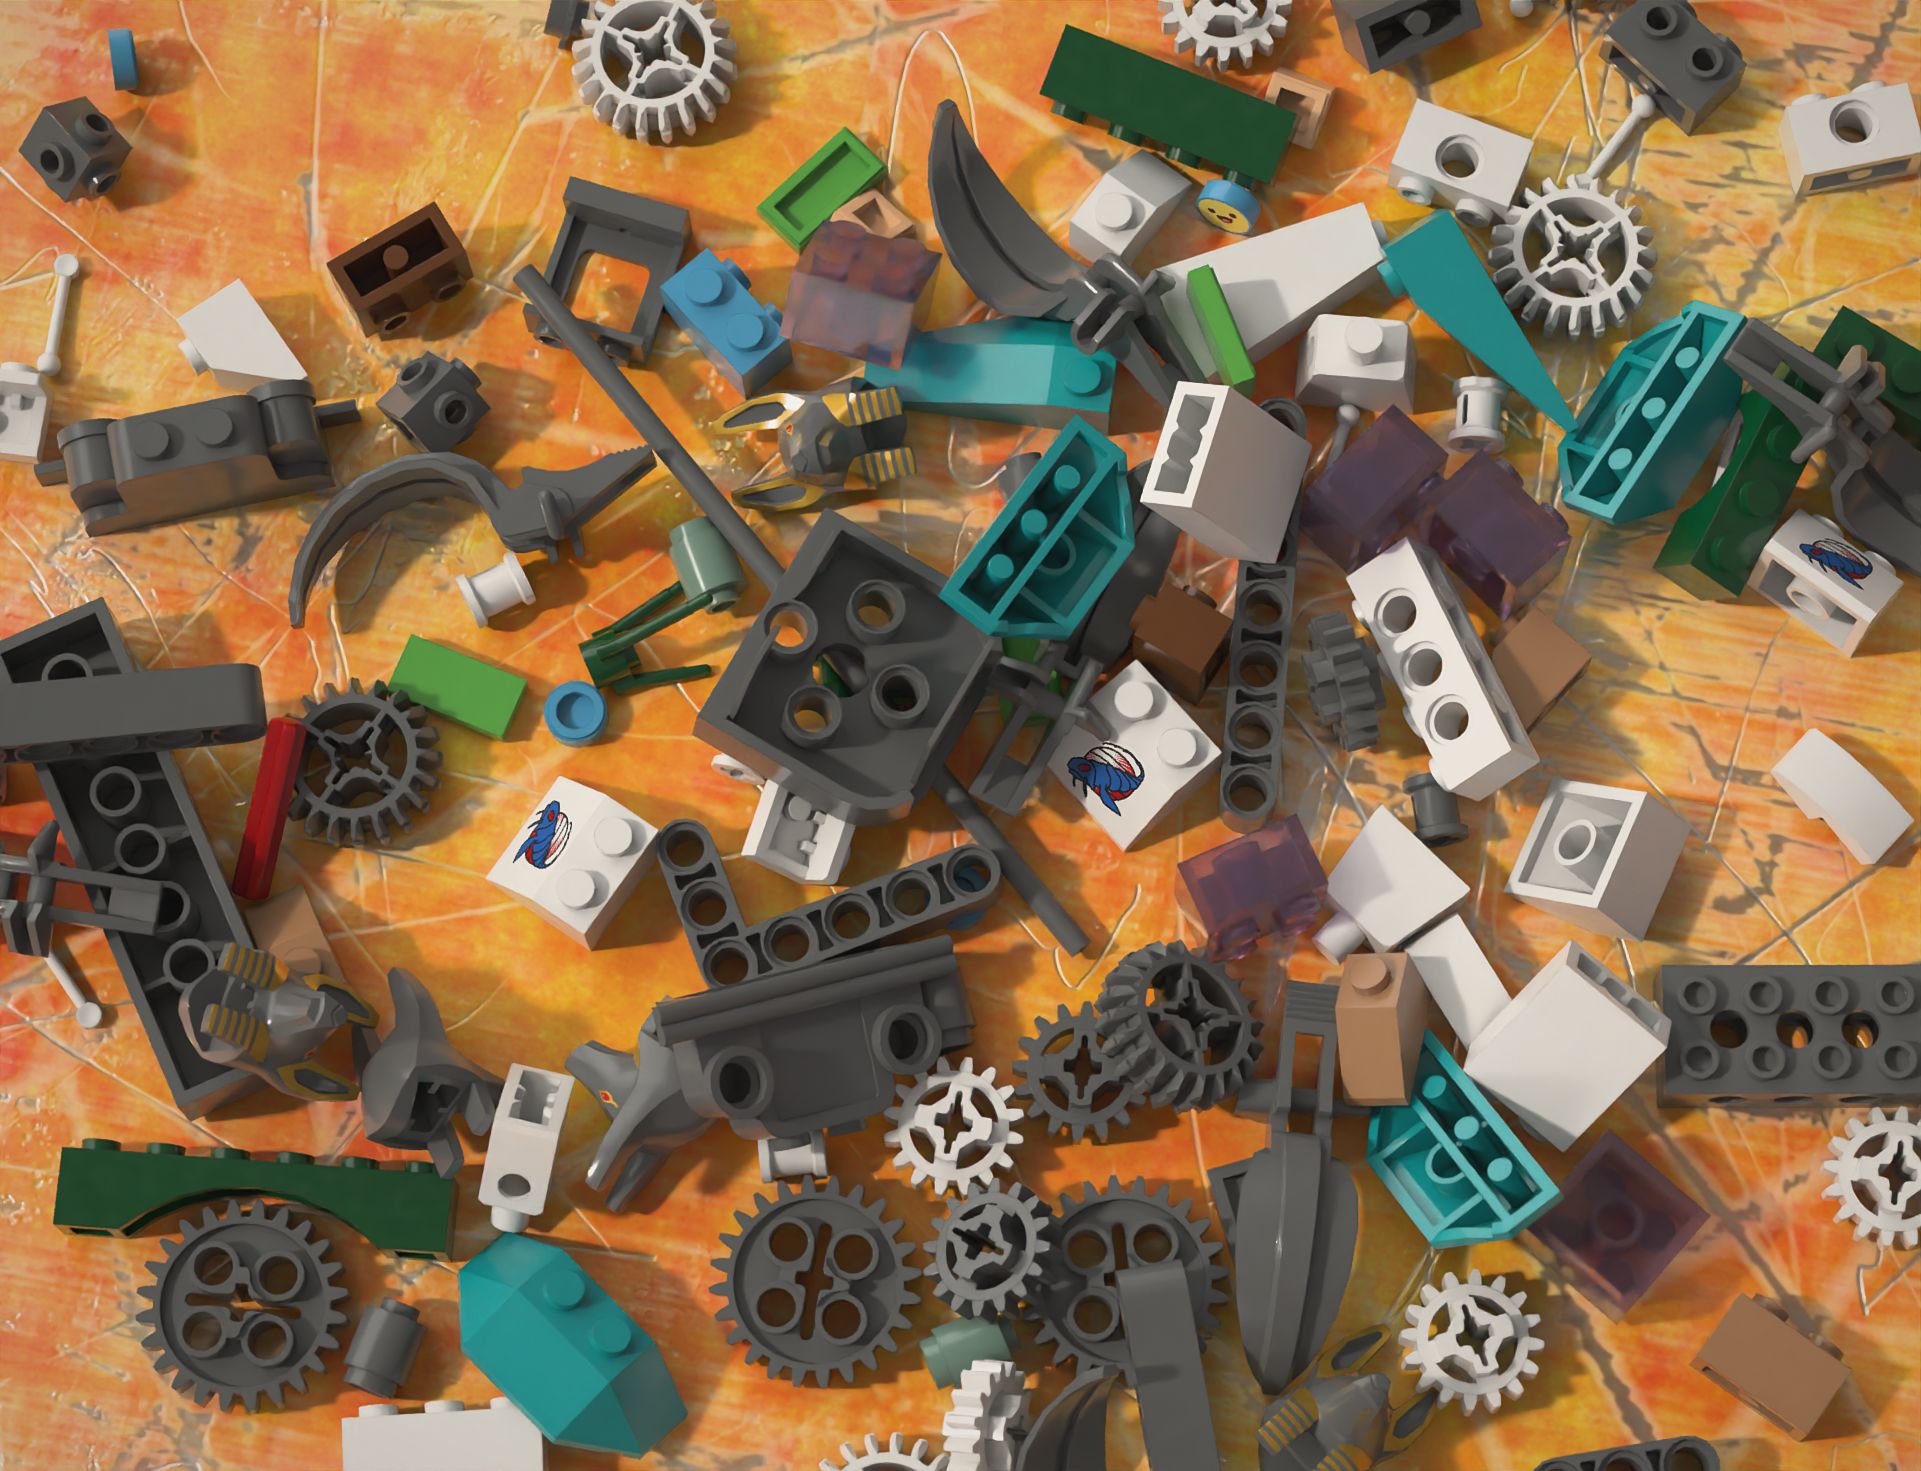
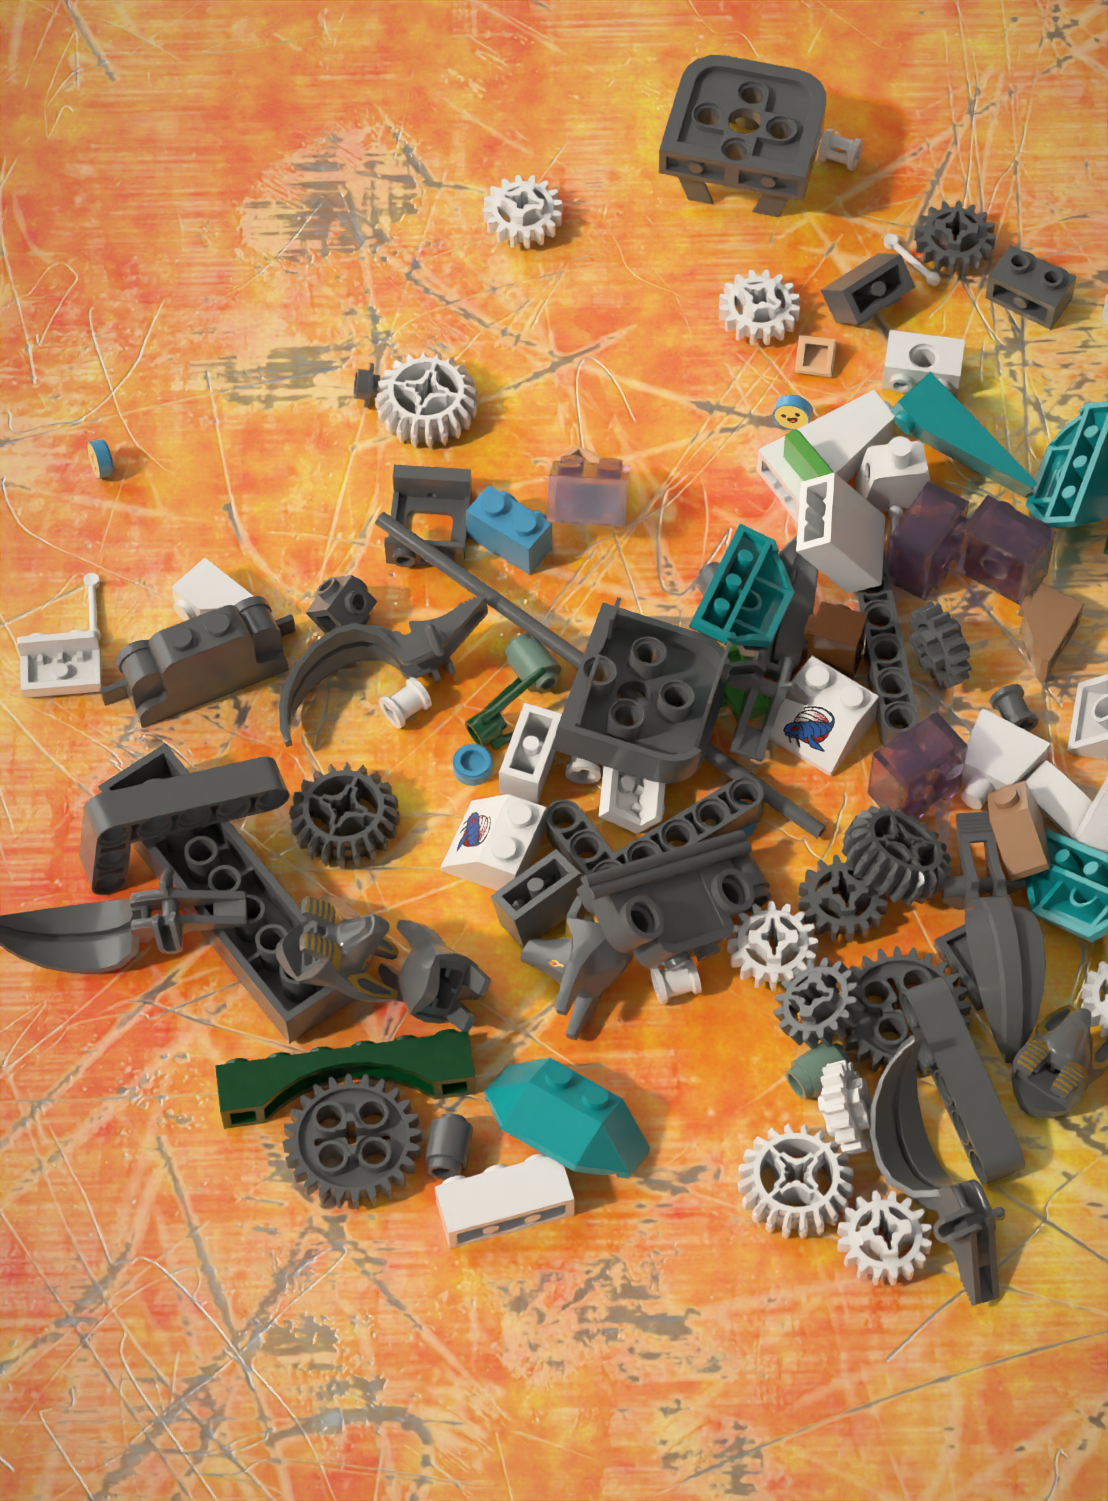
camera: 15 degrees left, 15 degrees down
(75, 149) = (84, 510): dark grey brick -> none
(88, 1014) = (208, 995): white hinge -> none
(269, 808) = (298, 842): red axle -> none
(401, 271) = (302, 536): reddish brown brick -> none
(458, 687) = (397, 763): bright green tile -> none
(524, 1145) = (510, 992): white torso -> none
(615, 976) = (537, 898): none -> dark grey brick
(658, 727) = (529, 754): none -> white brick
(756, 1272) = (749, 1049): dark grey gear -> none
(820, 187) = (545, 446): bright green tile -> none
(827, 441) = (587, 578): dark grey piece -> none
(1005, 373) = (680, 528): teal wedge -> none
(1028, 275) = (740, 464): dark grey piece -> none
(1127, 208) = (731, 429): white slope -> none
(1170, 106) = (742, 364): dark green brick -> none
(1478, 415) = (974, 490): white bush -> none
(1495, 741) = (1040, 660): white brick -> none
(1548, 217) = (1001, 388): white gear -> none
(1642, 107) = (997, 365): white hinge -> none

